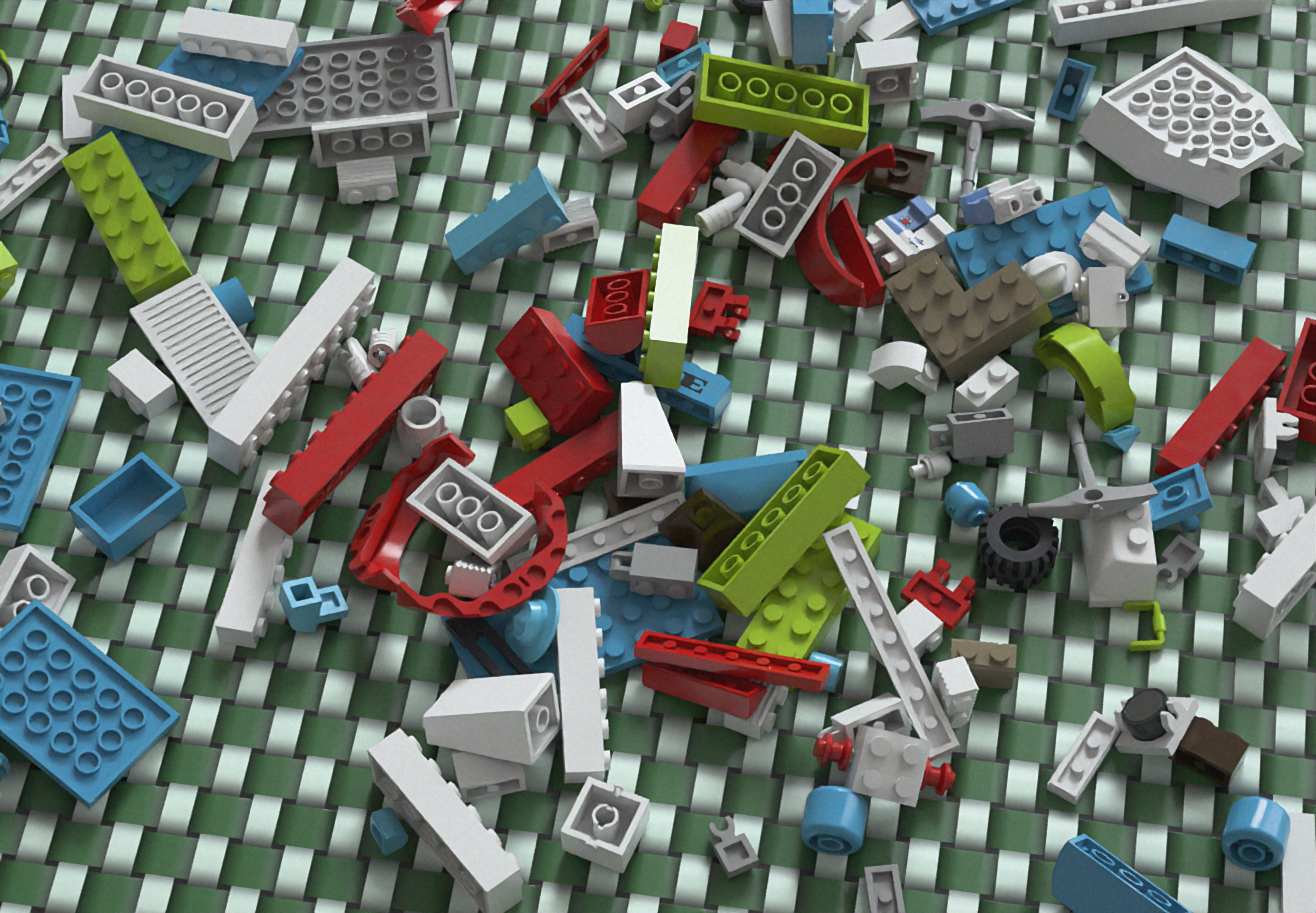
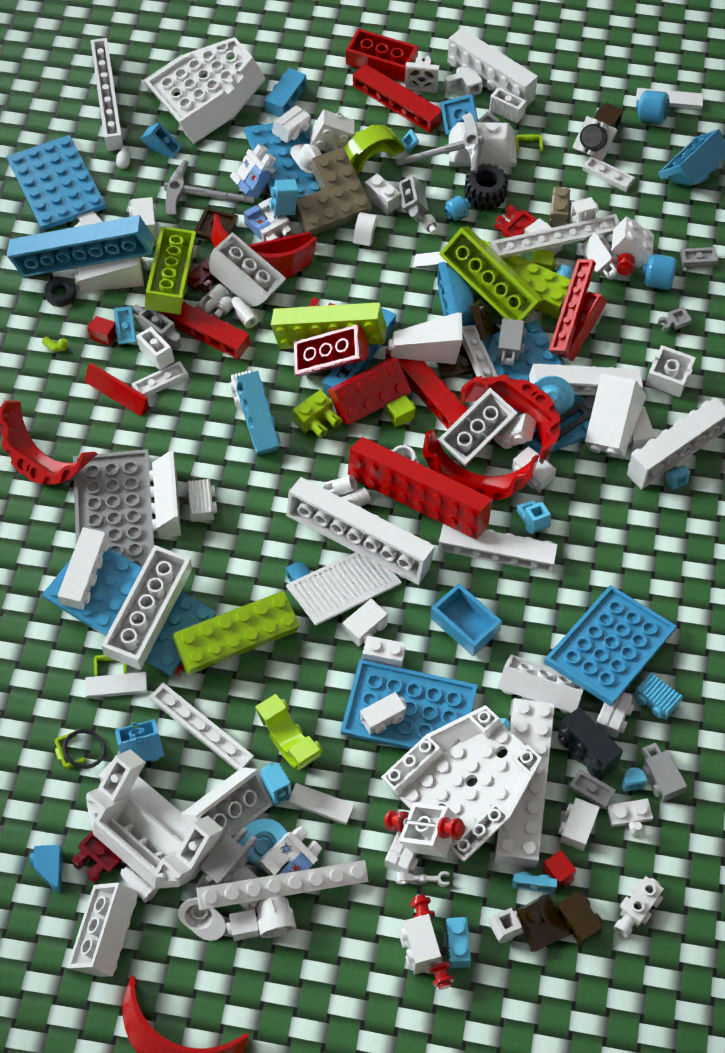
camera: 90 degrees left, 5 degrees up
(86, 408) = (384, 651): none -> white brick
(402, 624) = (542, 474): none -> white brick
(512, 300) = (313, 411): none -> lime brick
(850, 636) = (544, 258): none -> lime brick
(932, 228) = (284, 197): none -> medium azure brick
(1032, 45) = (123, 158): none -> white cylinder
(1221, 580) = (507, 105): none -> white brick

